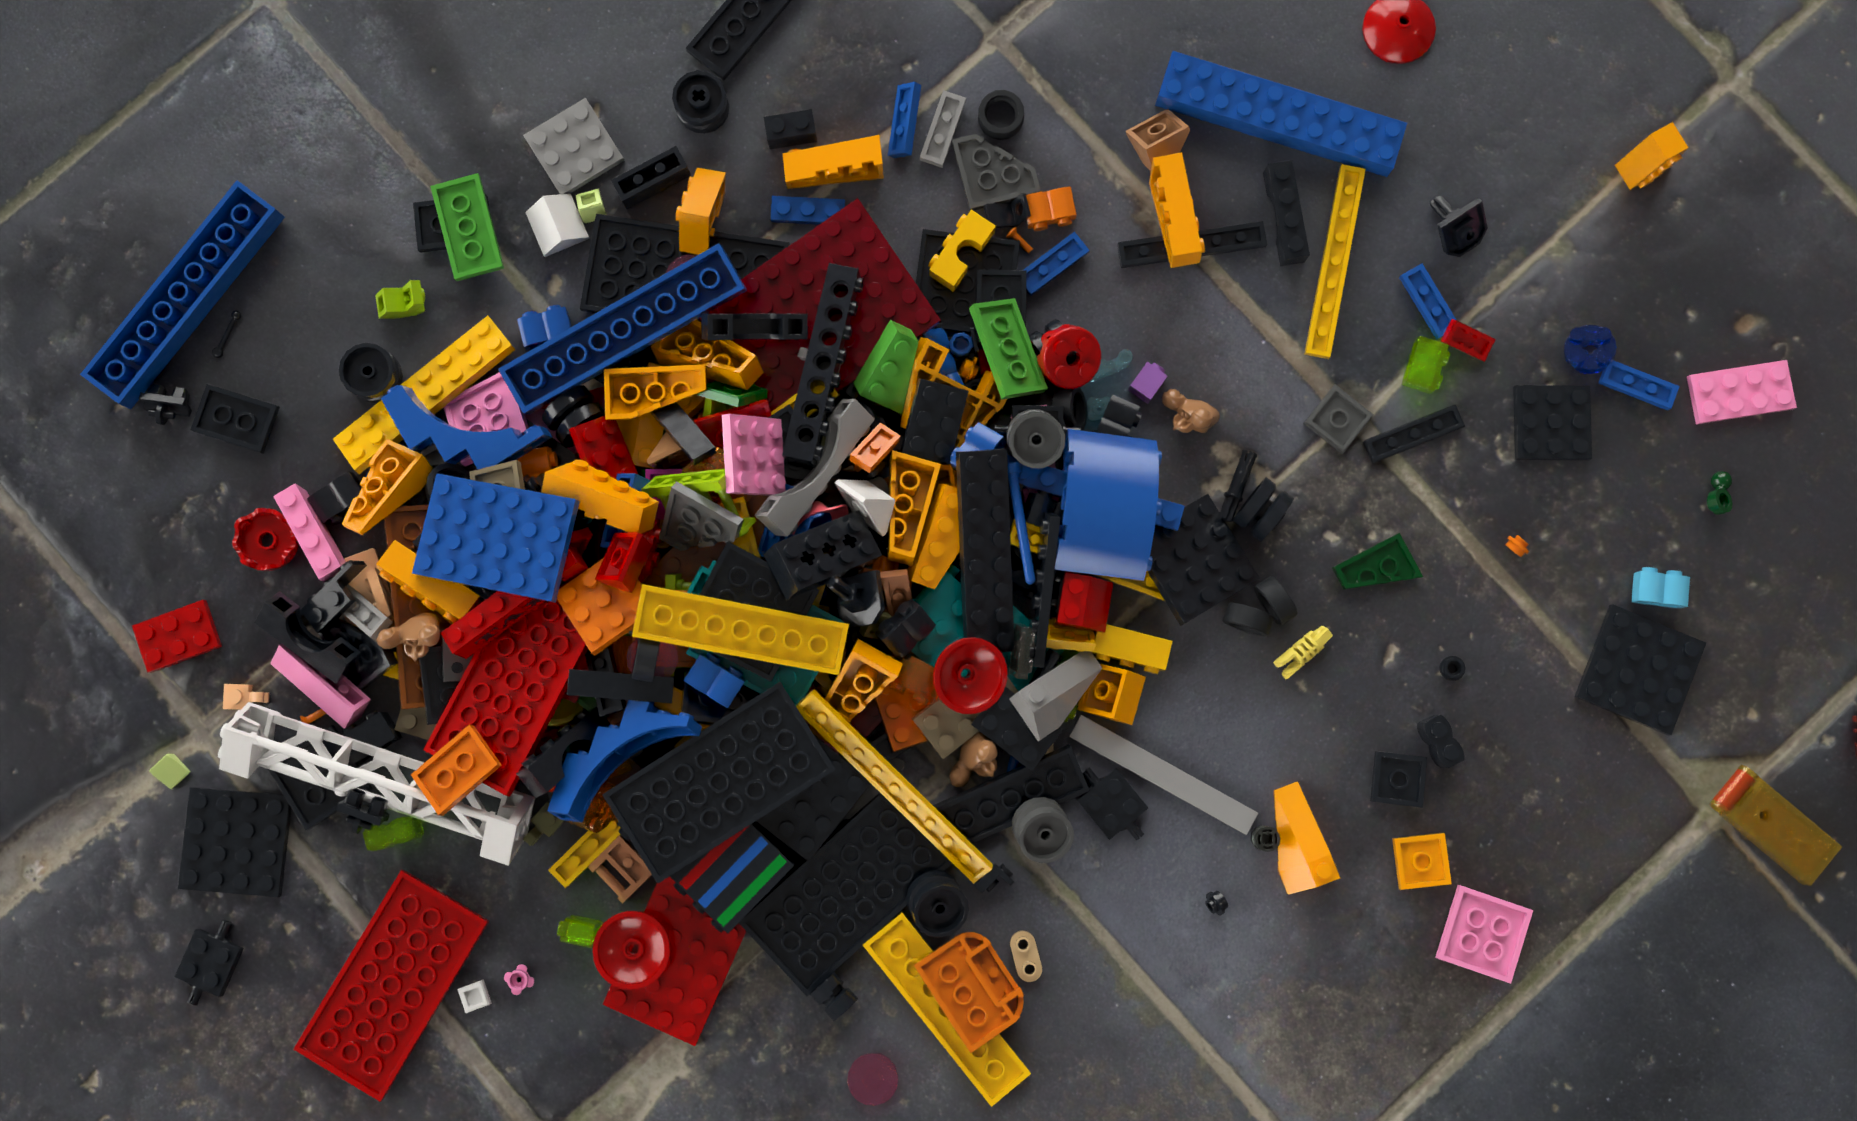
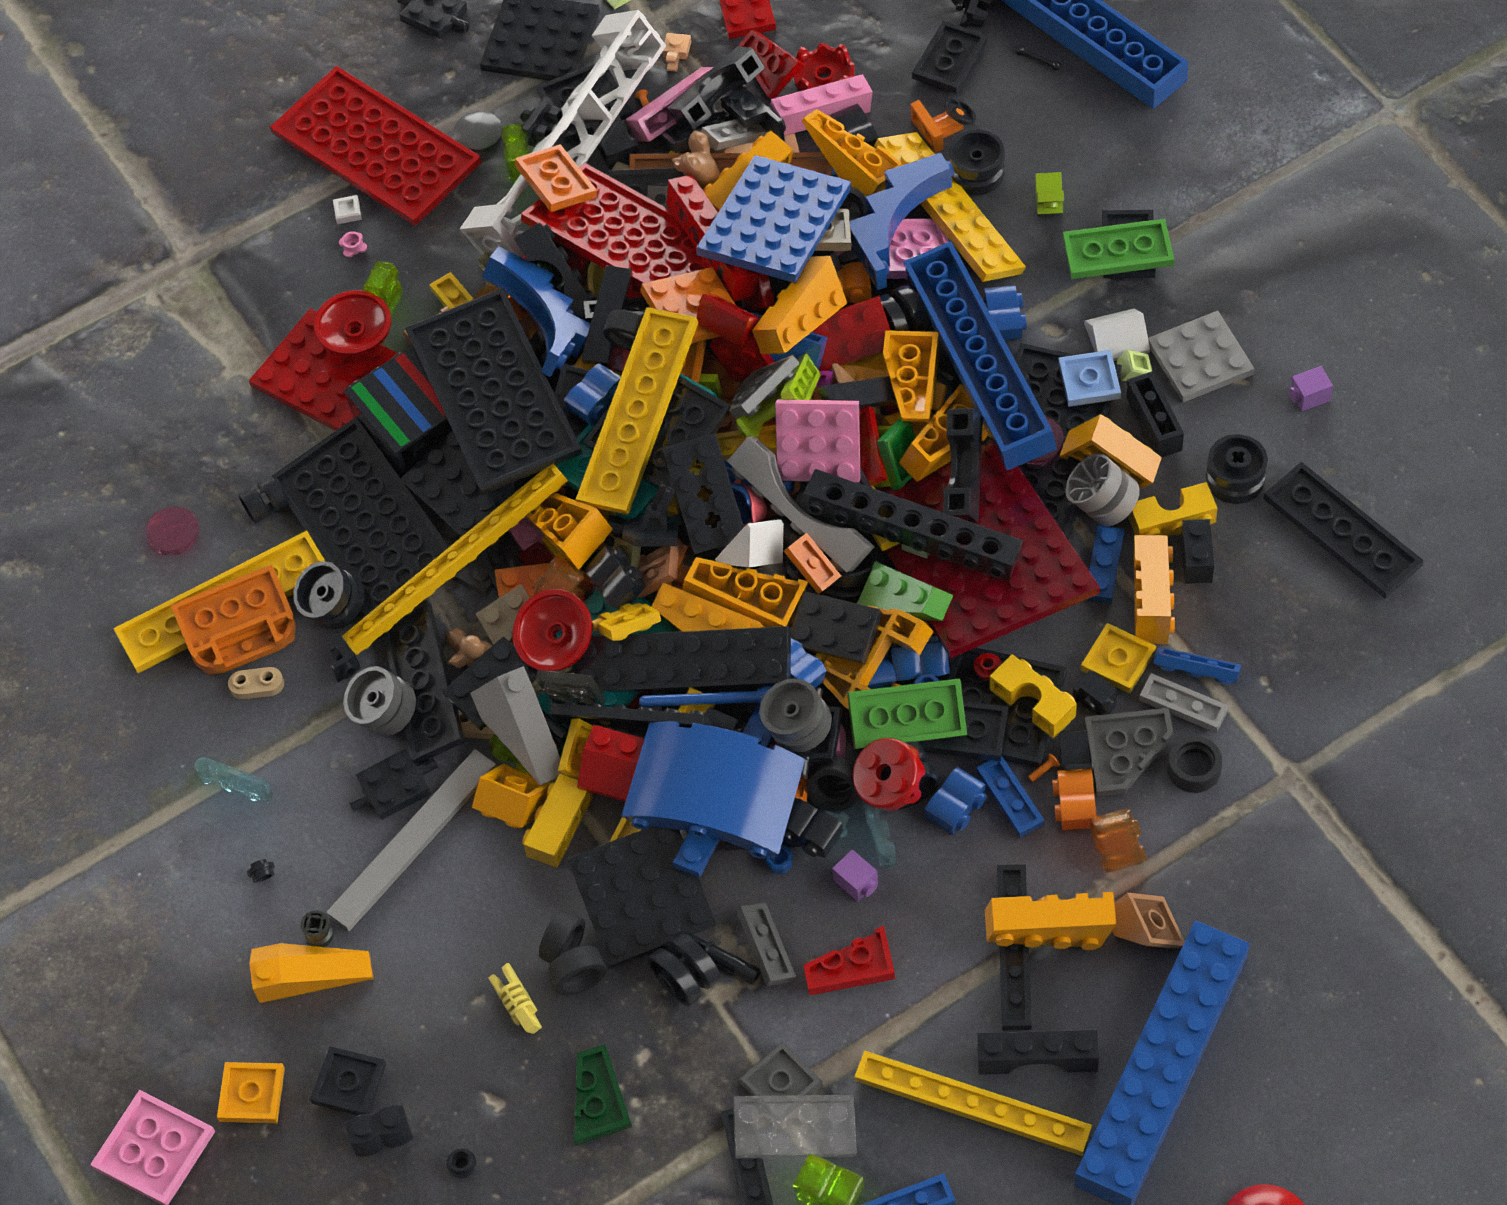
camera: 105 degrees right, 25 degrees down
(256, 590) = (778, 64): none -> red wing
(318, 415) = (942, 125): none -> orange piece
(364, 881) = (478, 131): none -> dark grey dish
(604, 45) = (1311, 388): none -> medium lavender brick
(618, 238) = (1089, 378): none -> light blue plate
(744, 135) = (1151, 519): none -> yellow arch
(744, 212) = (1102, 490): none -> light grey wheel
(905, 187) = (1119, 657): none -> yellow plate
(935, 301) = (985, 672): none -> red plate
(945, 202) = (1095, 694): none -> black brick
(955, 606) = (626, 621): none -> yellow plate
(1064, 306) = (955, 801): none -> blue brick
(1090, 166) = (1117, 840): none -> clear orange brick
(1131, 951) = (232, 779): none -> clear light blue plate
(1191, 413) = (808, 918): medium nougat head -> none
(1221, 448) = (766, 944): none -> dark grey plate
(1228, 373) = (856, 965): none -> red wing
(1382, 398) = (794, 1126): none -> clear plate

